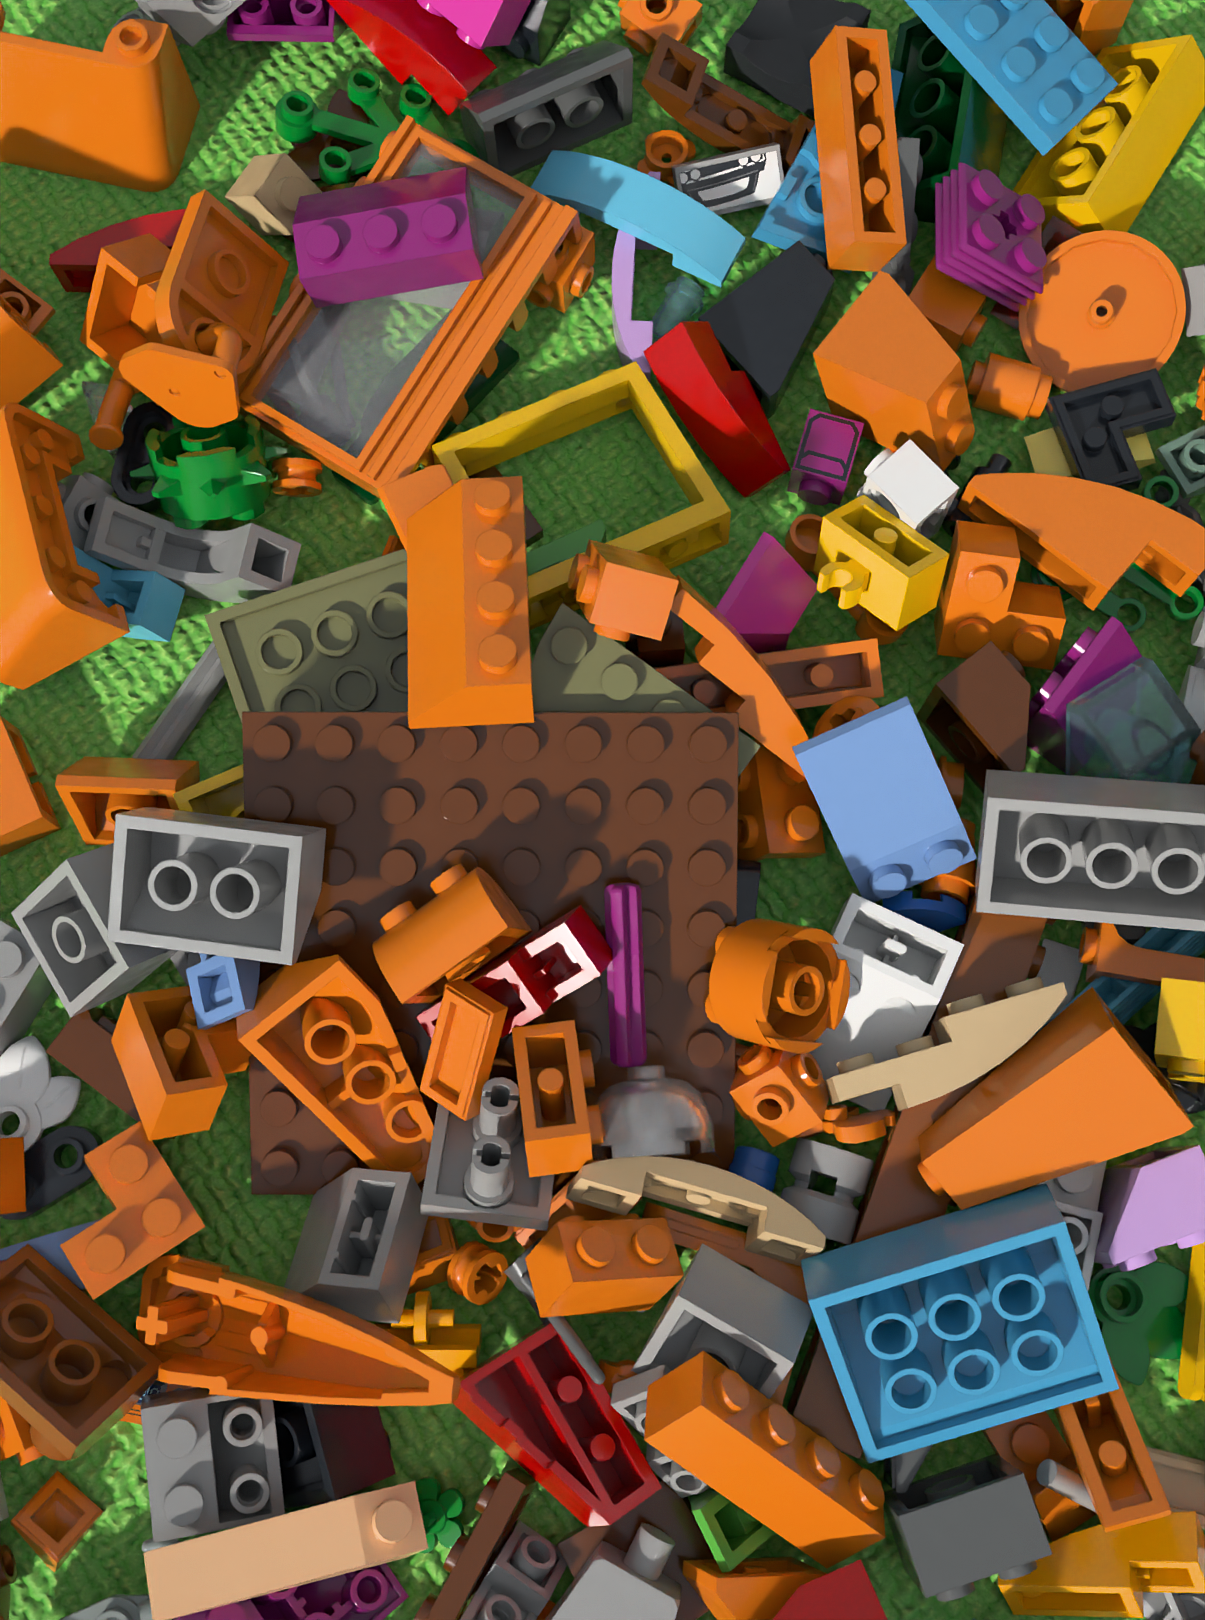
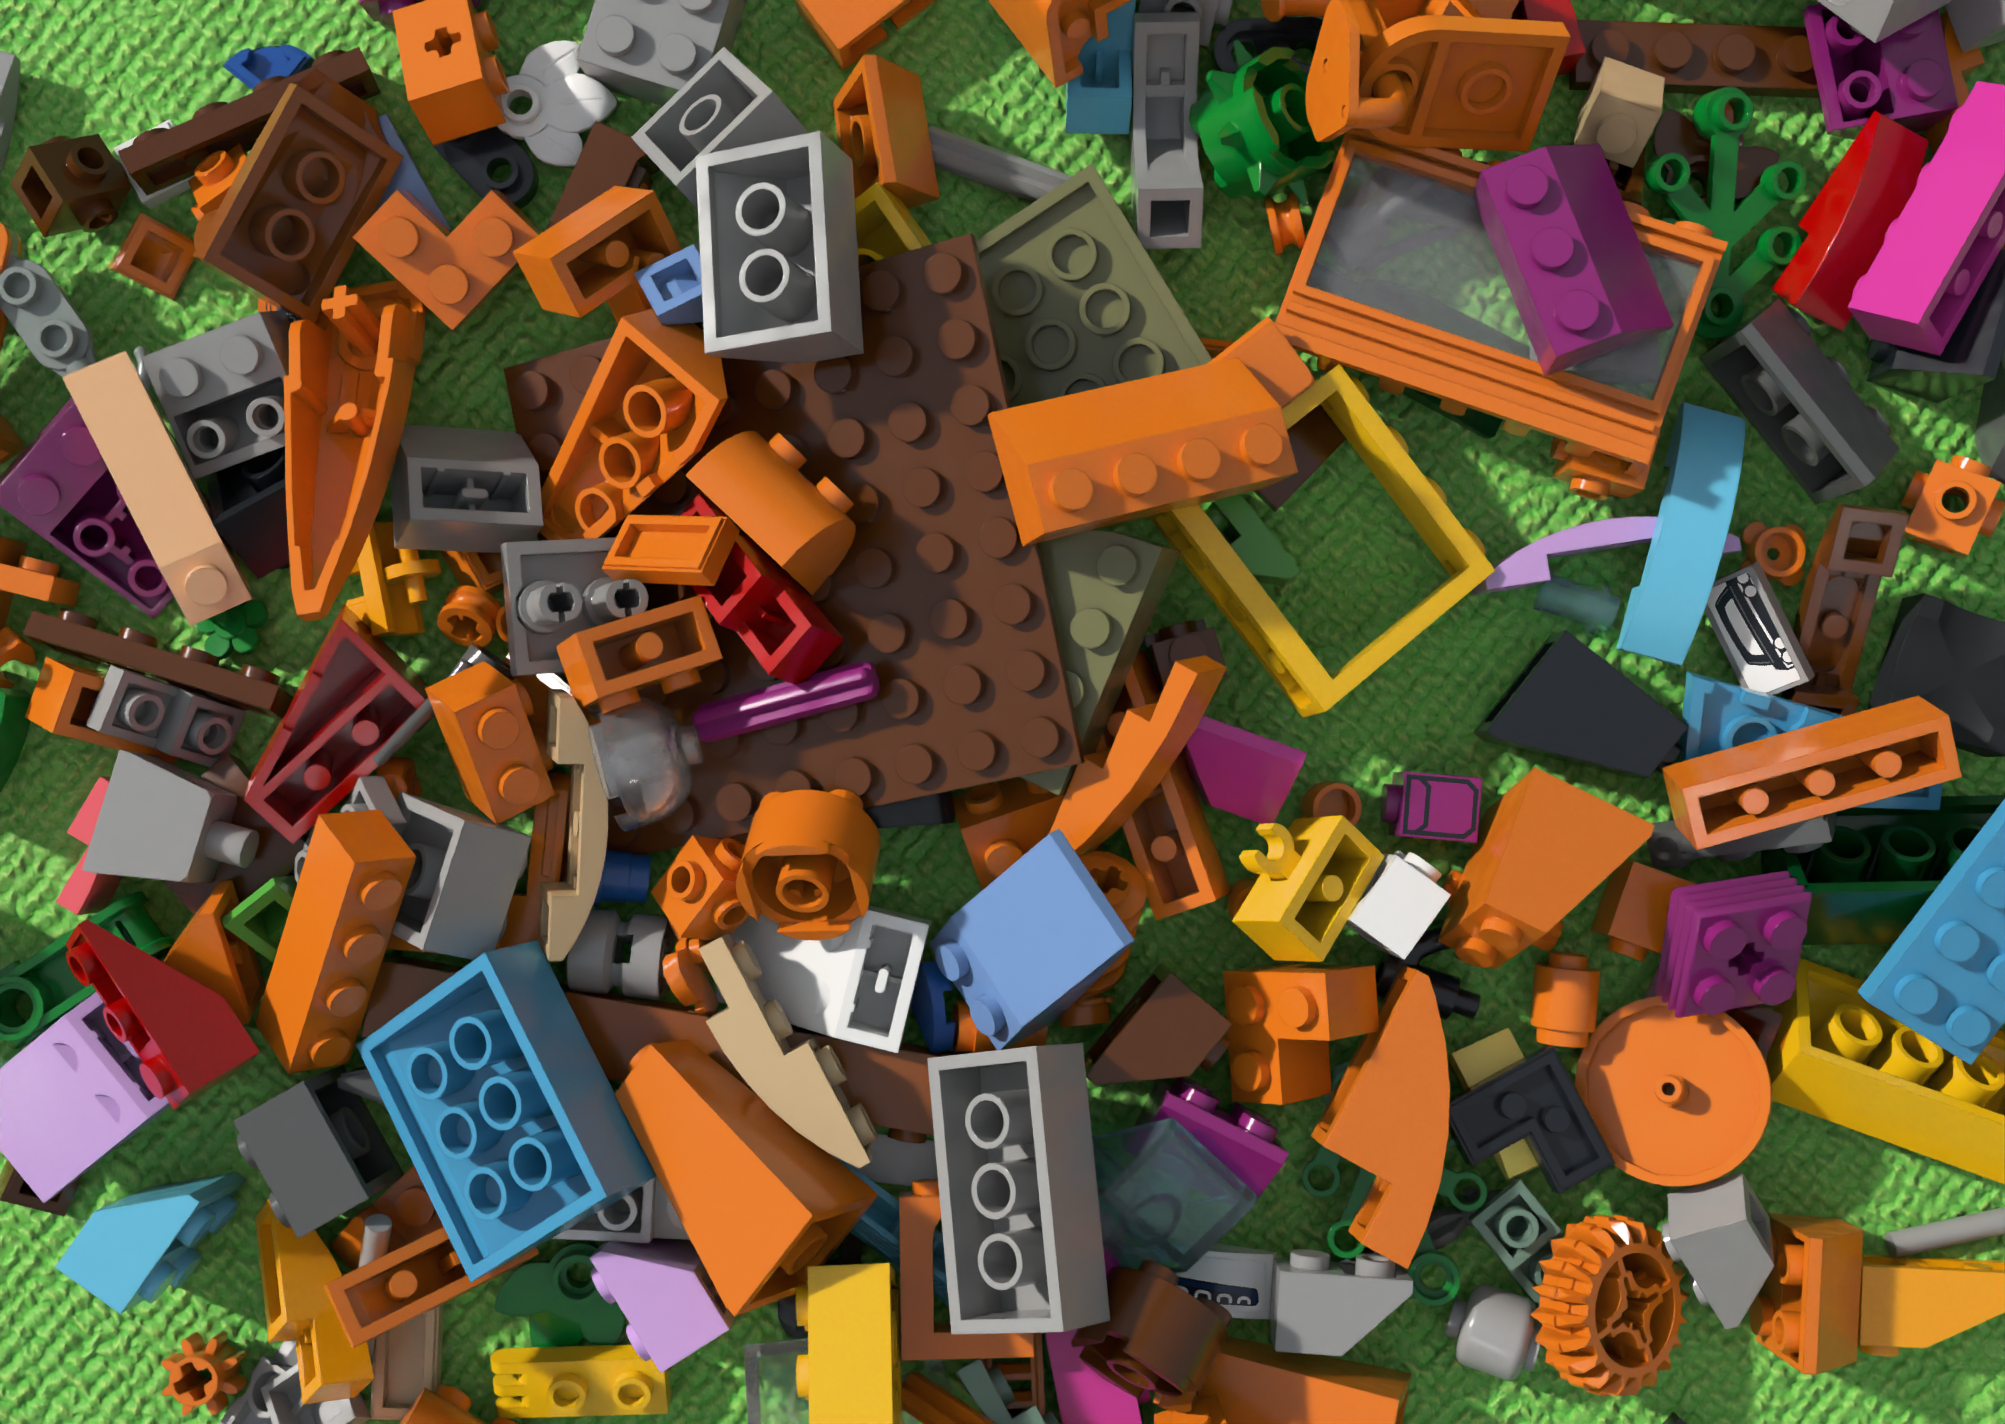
camera: 70 degrees right, 10 degrees up
(248, 114) = (1702, 56): none -> reddish brown plate
(622, 591) = (1191, 610): orange brick -> none
(717, 406) = (1464, 673): red slope -> none

